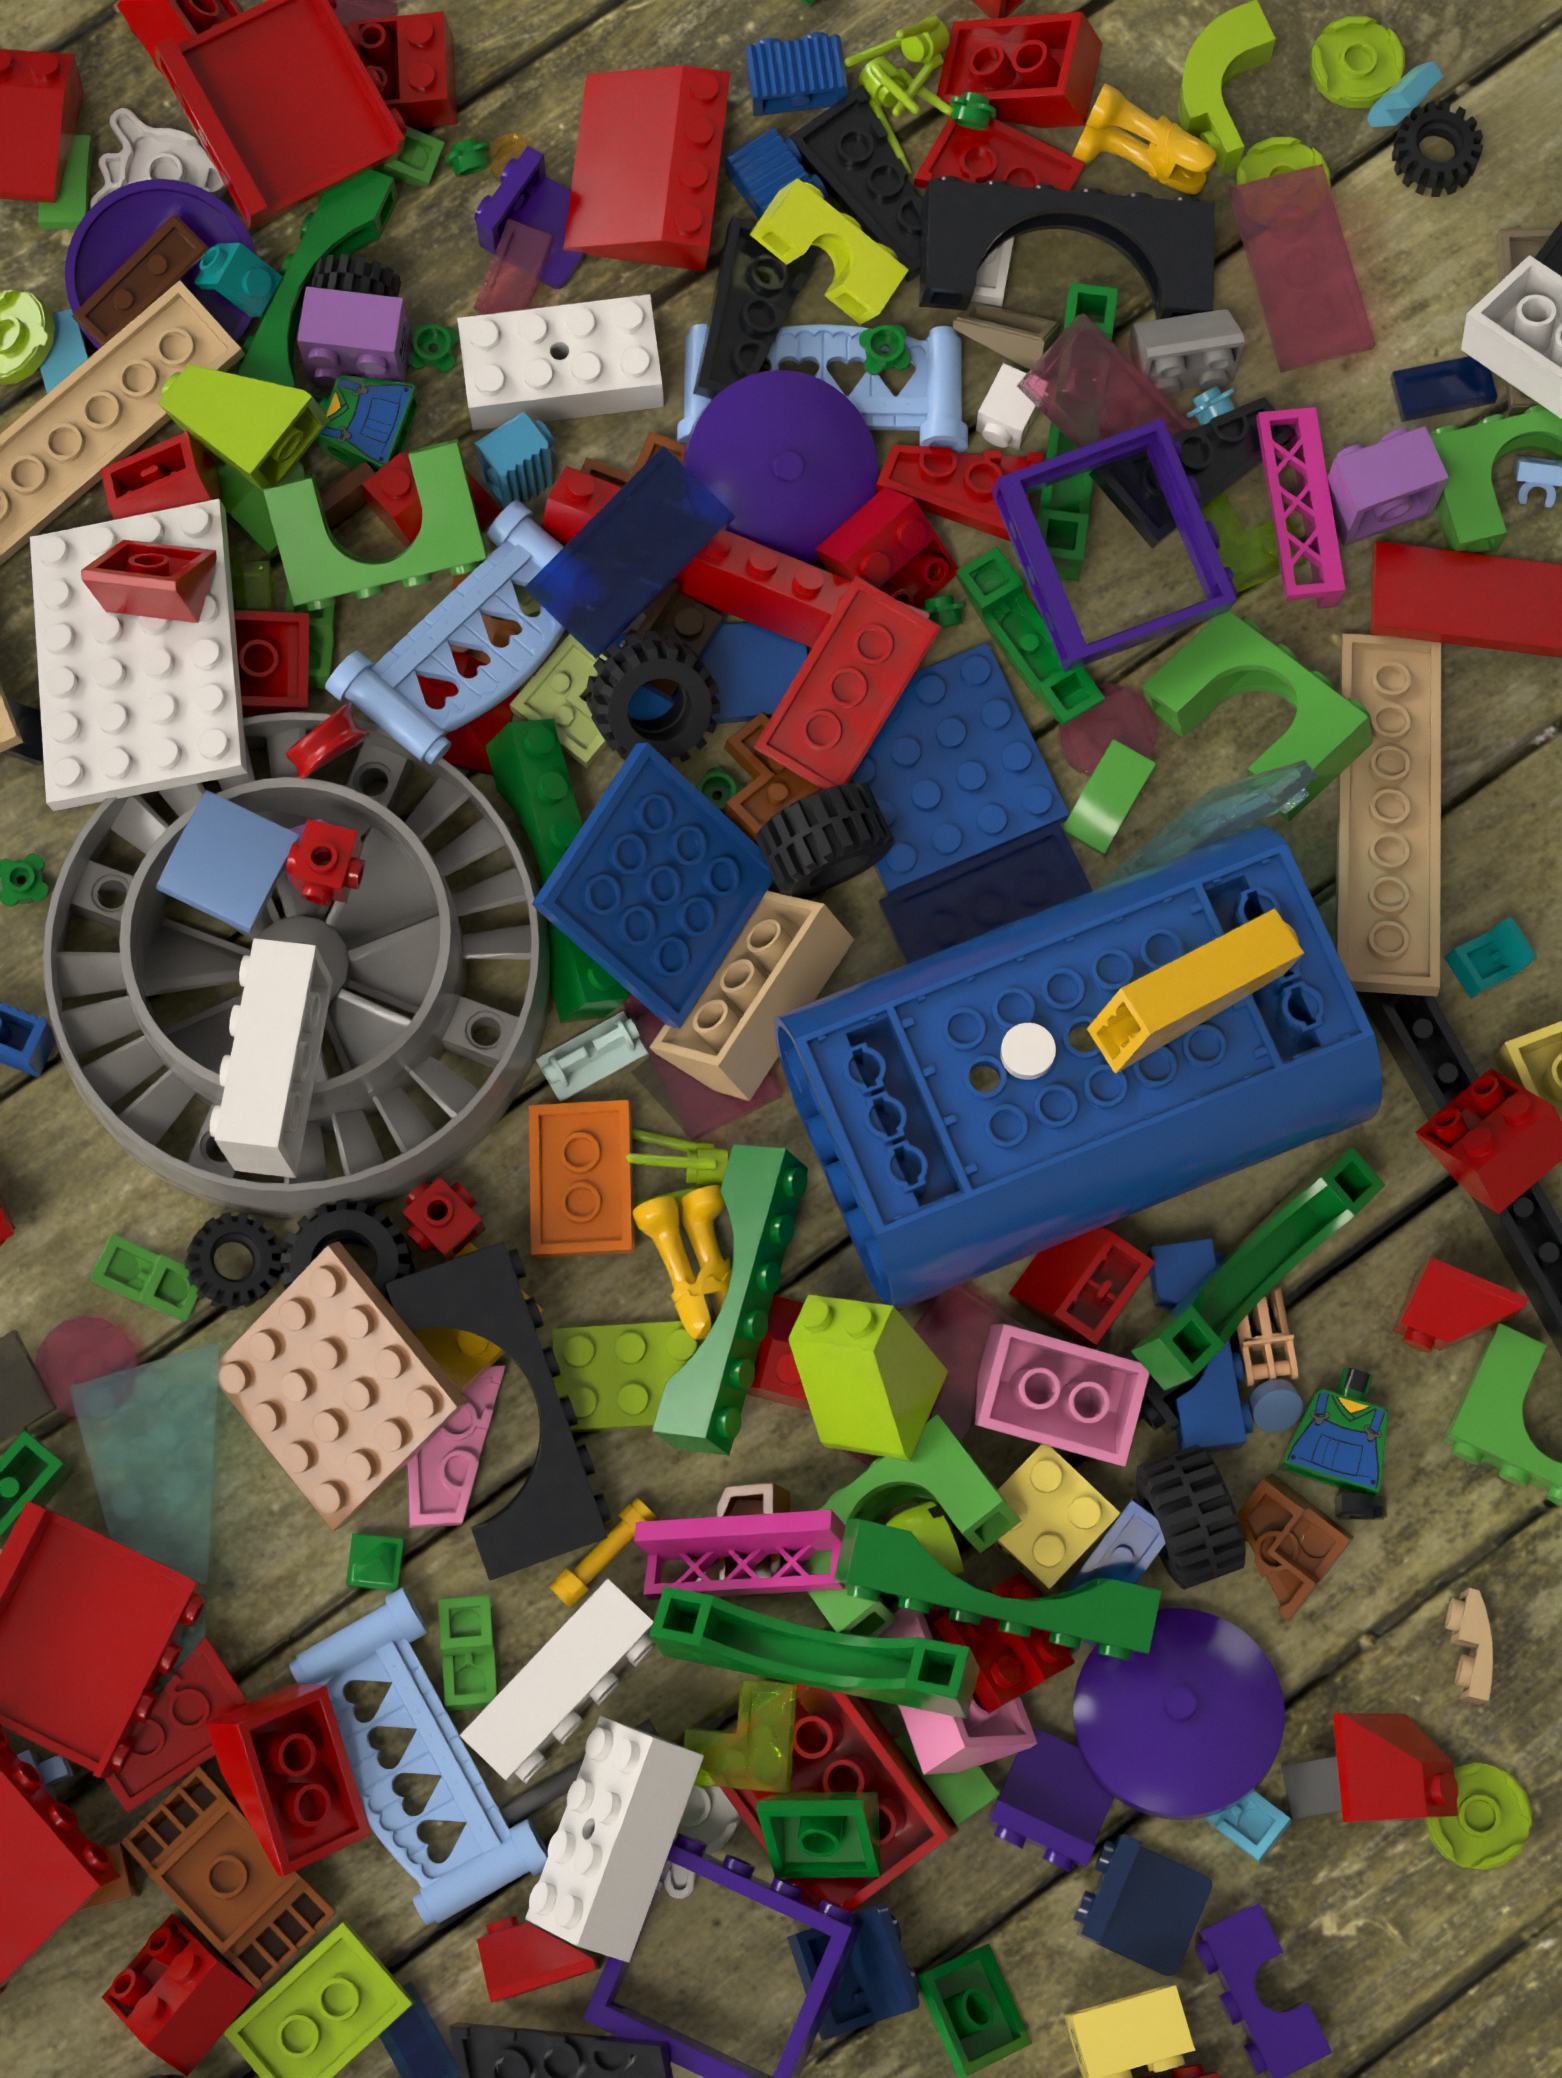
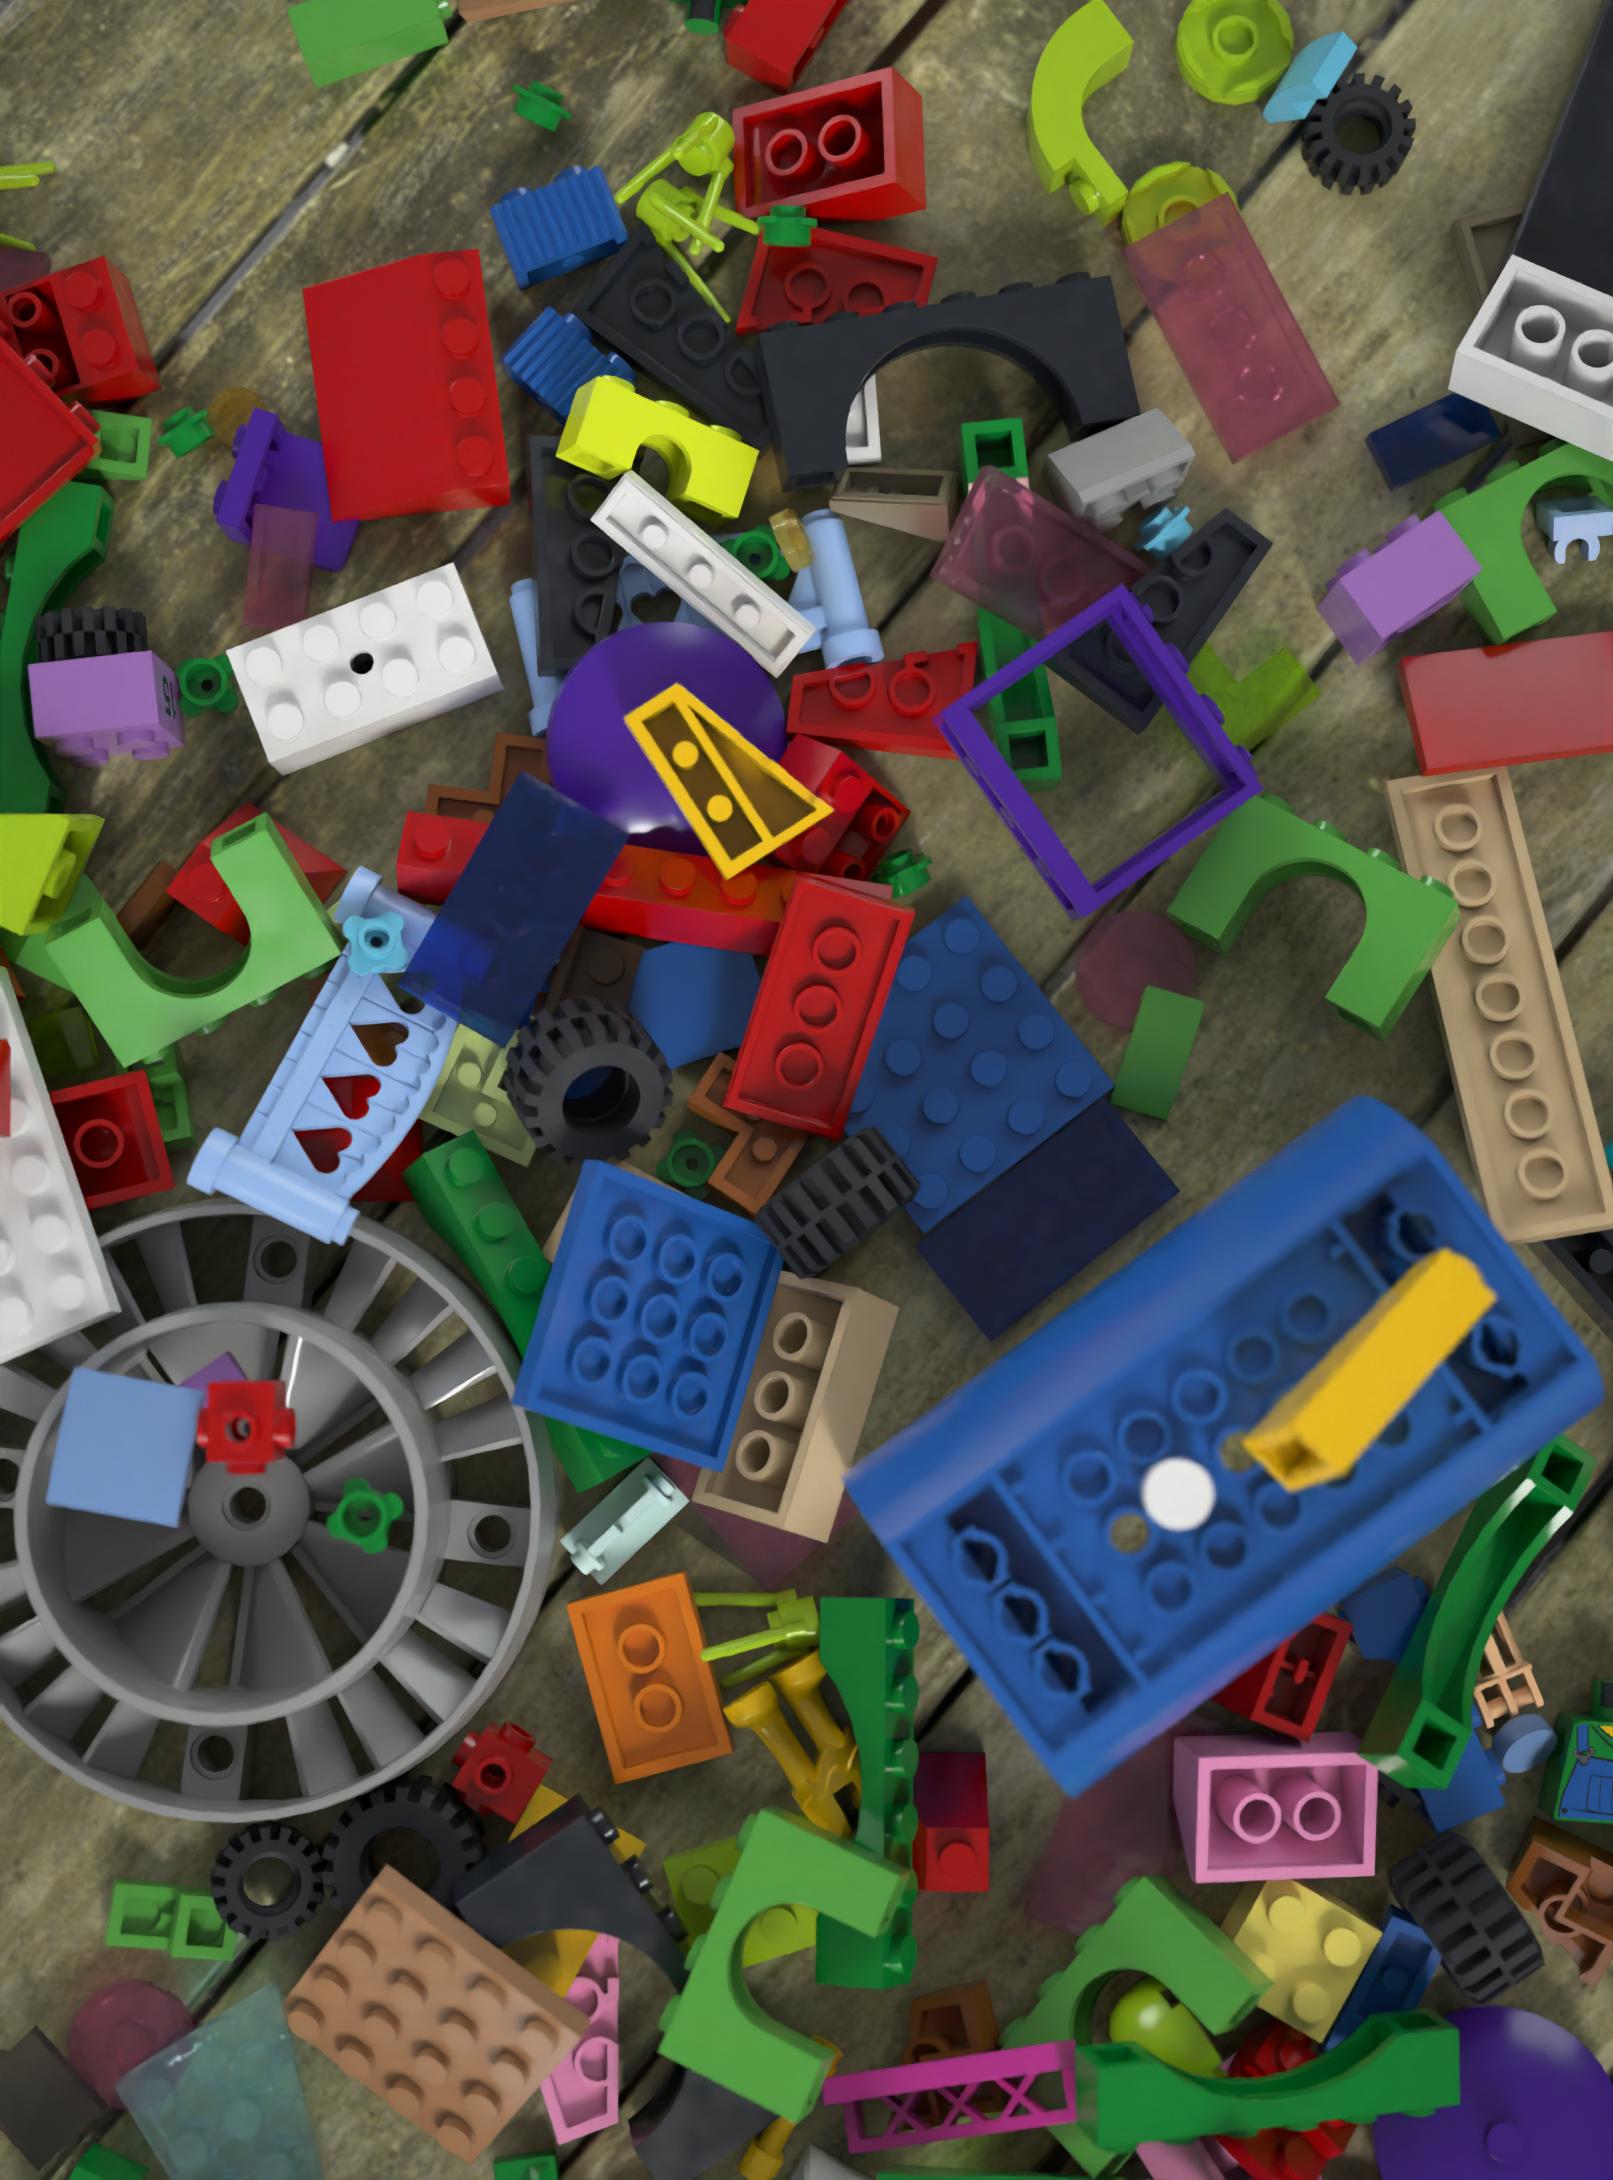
camera: 15 degrees left, 10 degrees up
(272, 1057) = (245, 1700): white brick -> none
(326, 742) = (205, 1255): red piece -> none
(367, 420) = (149, 802): torso -> none
(396, 945) = (346, 1520): none -> green plate
(514, 566) = (389, 955): none -> medium azure plate
(517, 459) = (346, 811): dark azure brick -> none
(646, 1323) = (716, 2021): none -> bright green arch
(815, 493) = (721, 782): none -> yellow wedge
(842, 347) = (703, 573): none -> white tile
(865, 1375) = (1049, 1857): lime slope -> none
(917, 339) = (792, 539): none -> clear yellow tile
(1006, 411) = (919, 602): white brick -> none
(1023, 638) = (1006, 878): green slope -> none
(1171, 158) = (1044, 222): yellow piece -> none
(1219, 814) = (1310, 1076): clear light blue wing -> none
(1312, 503) = (1314, 629): dark pink fence -> none

